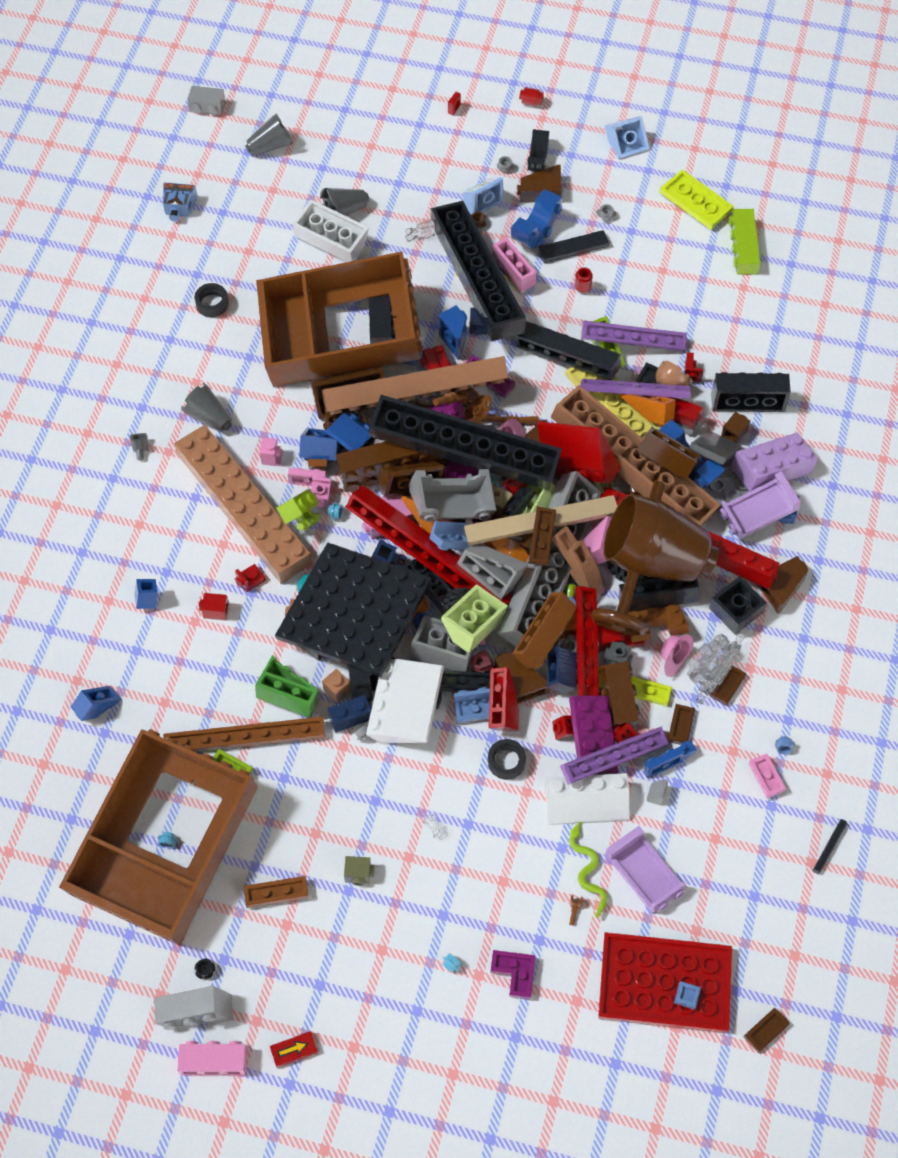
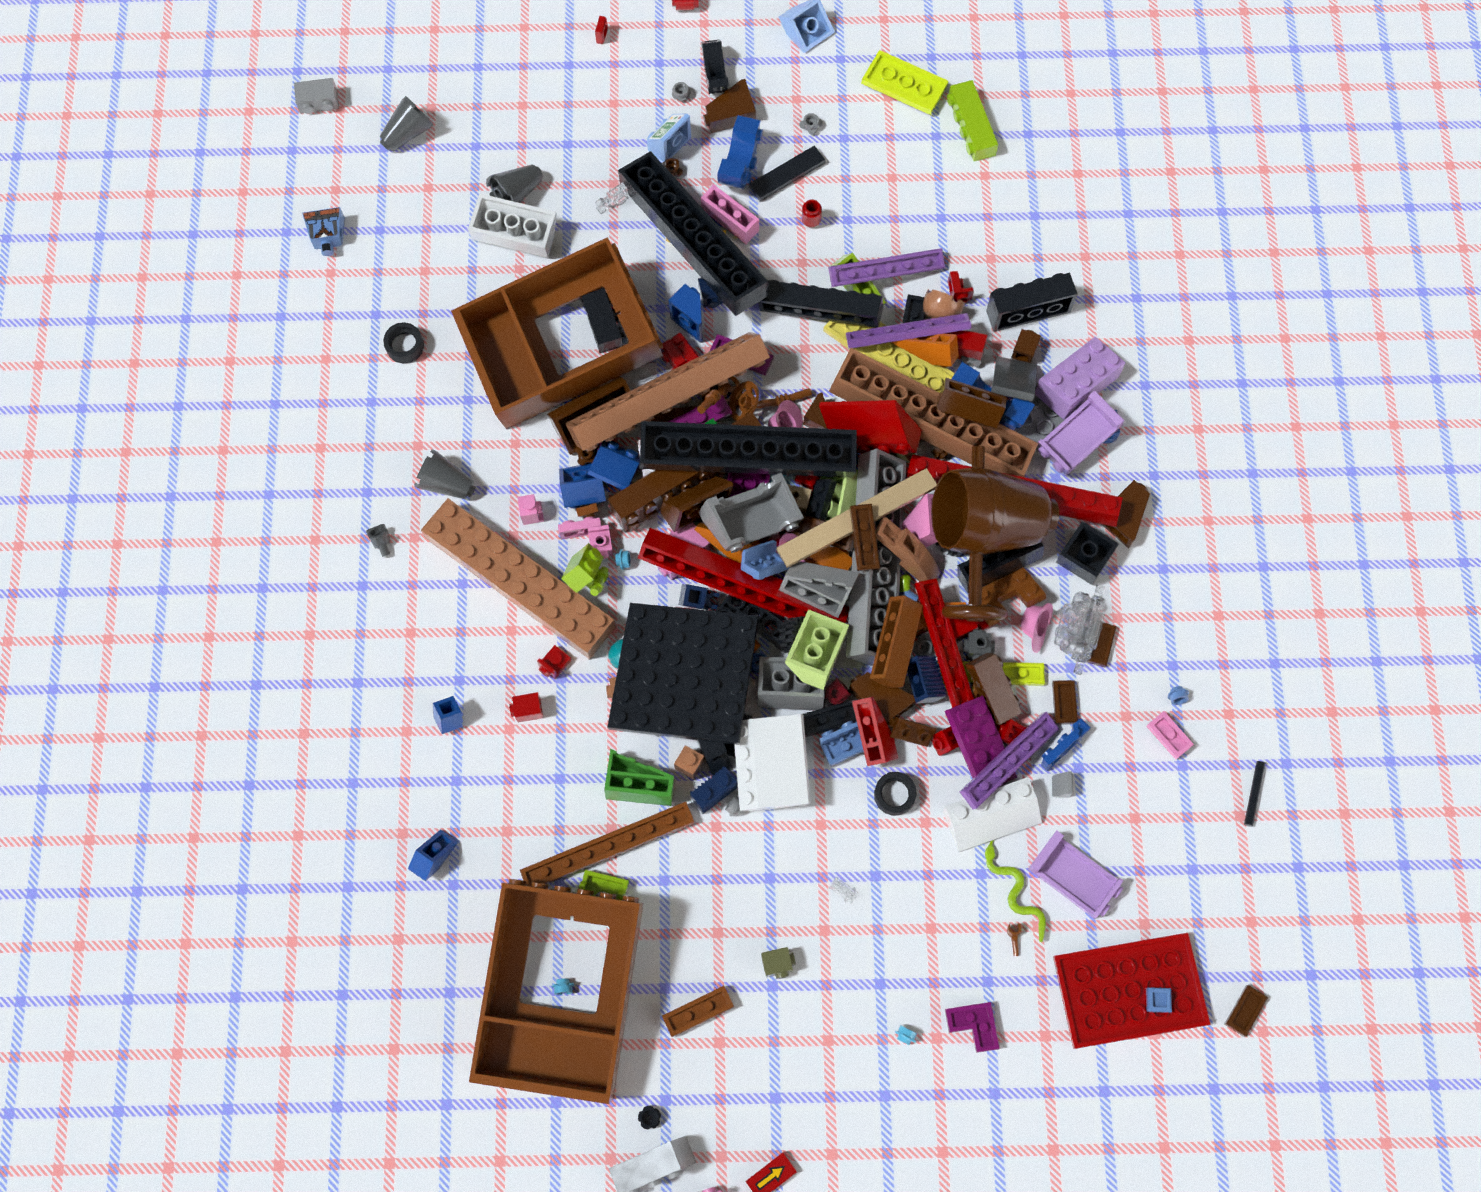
camera: 15 degrees left, 10 degrees up
(537, 710) = (911, 731): none -> reddish brown hinge

